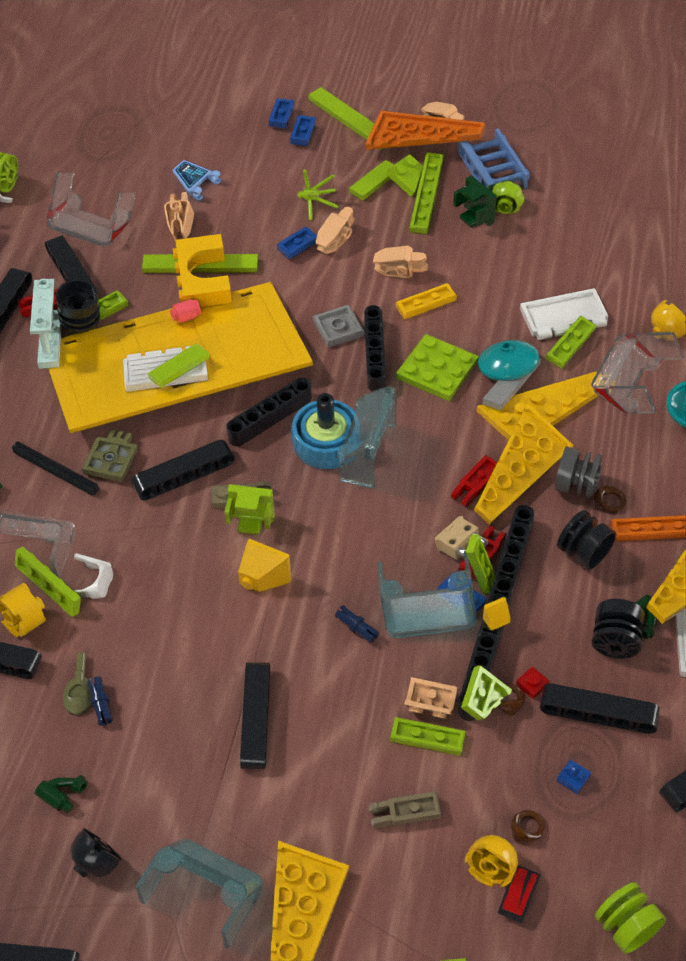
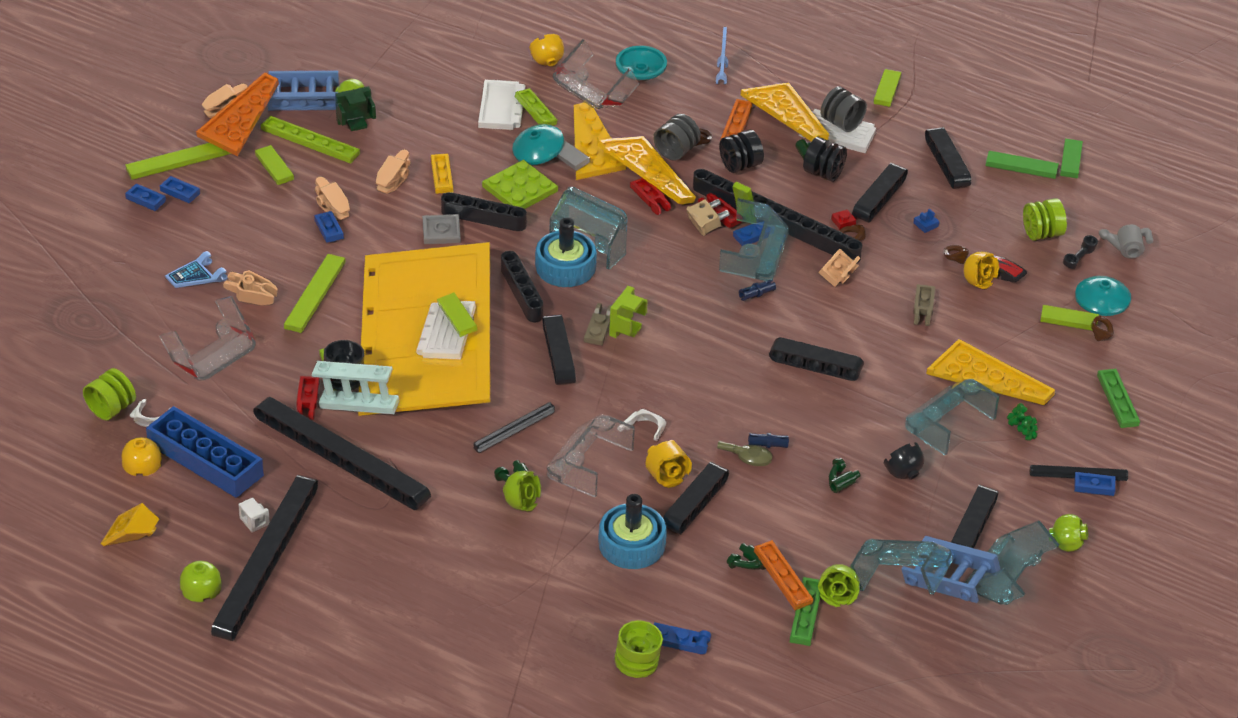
camera: 75 degrees left, 10 degrees down
(47, 581) = (635, 449): lime plate -> none
(66, 260) = (271, 373): black beam -> none
(111, 456) = (520, 389): olive piece -> none
(185, 311) = (381, 306): coral brick -> none
(195, 252) = (354, 297): yellow arch -> none
(263, 567) = (686, 320): yellow slope -> none
(312, 193) = (273, 203): lime plant -> none
(406, 174) = (283, 143): lime wing -> none
(428, 736) = (866, 281): lime tile -> none
(483, 693) = (861, 237): lime wing -> none
(496, 614) = (790, 208): yellow slope -> none

